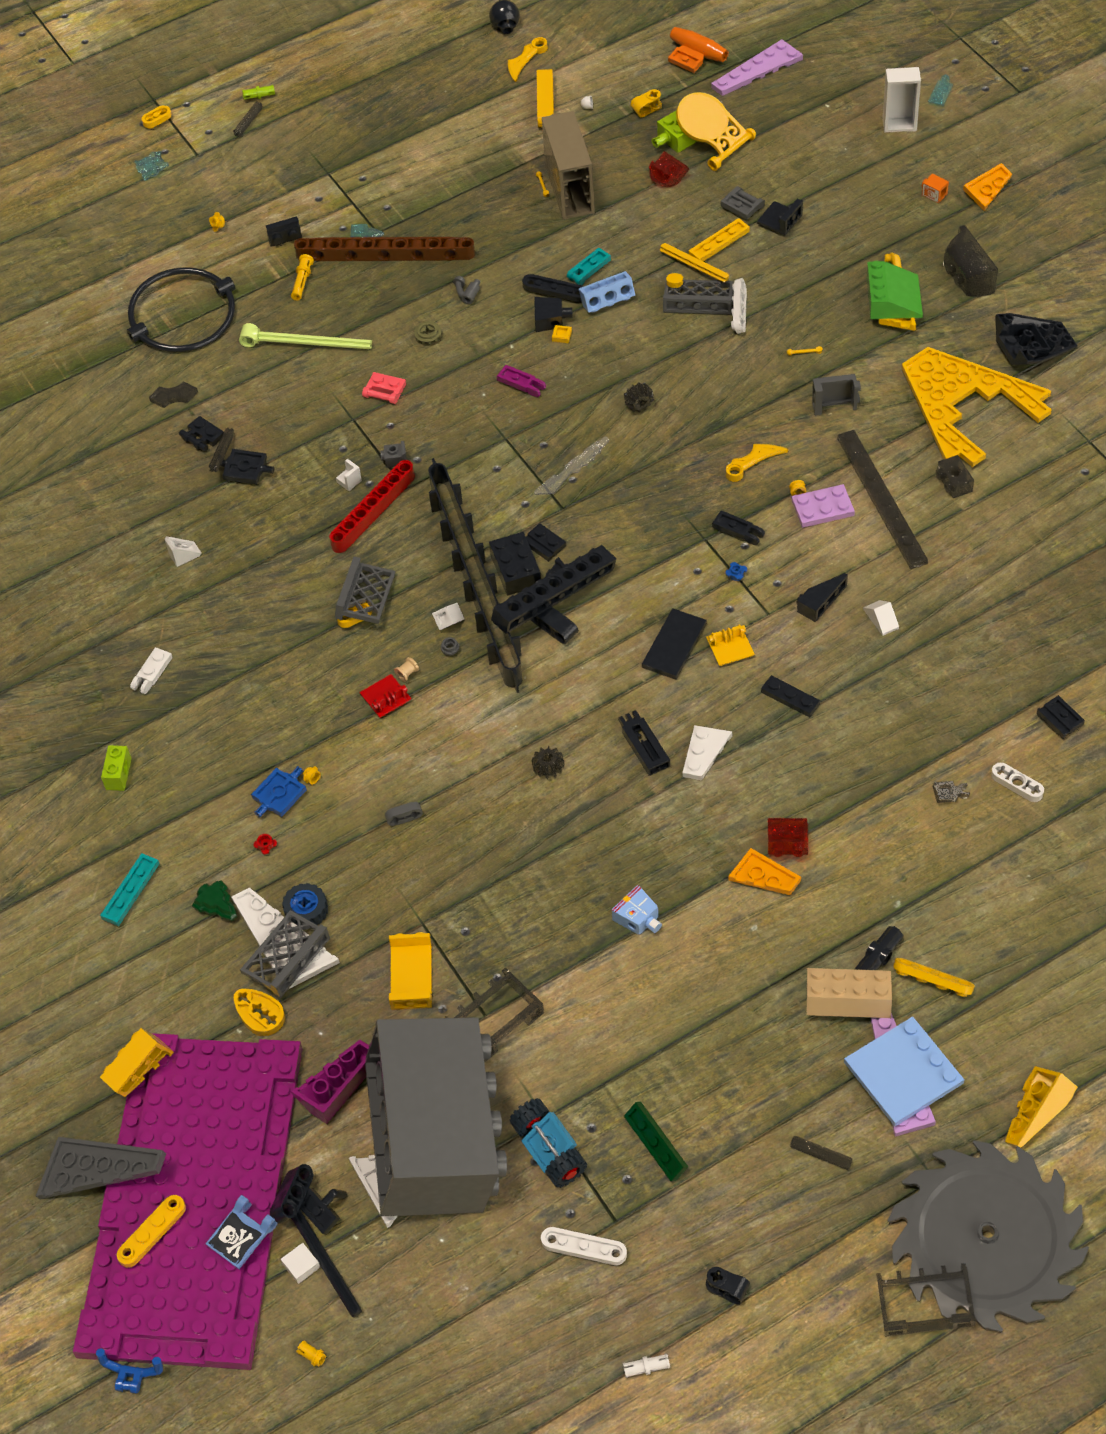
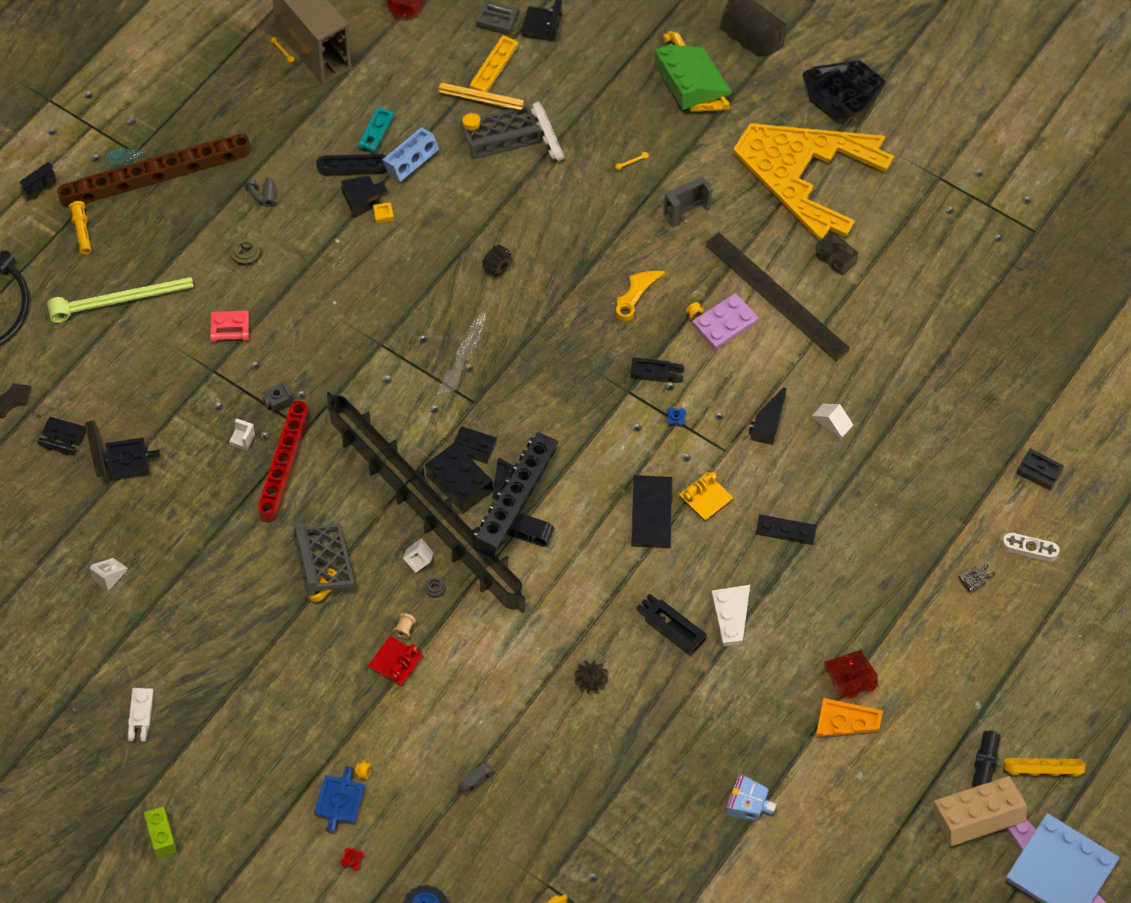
camera: 30 degrees left, 5 degrees up
(521, 380) = (367, 276): magenta hinge -> none

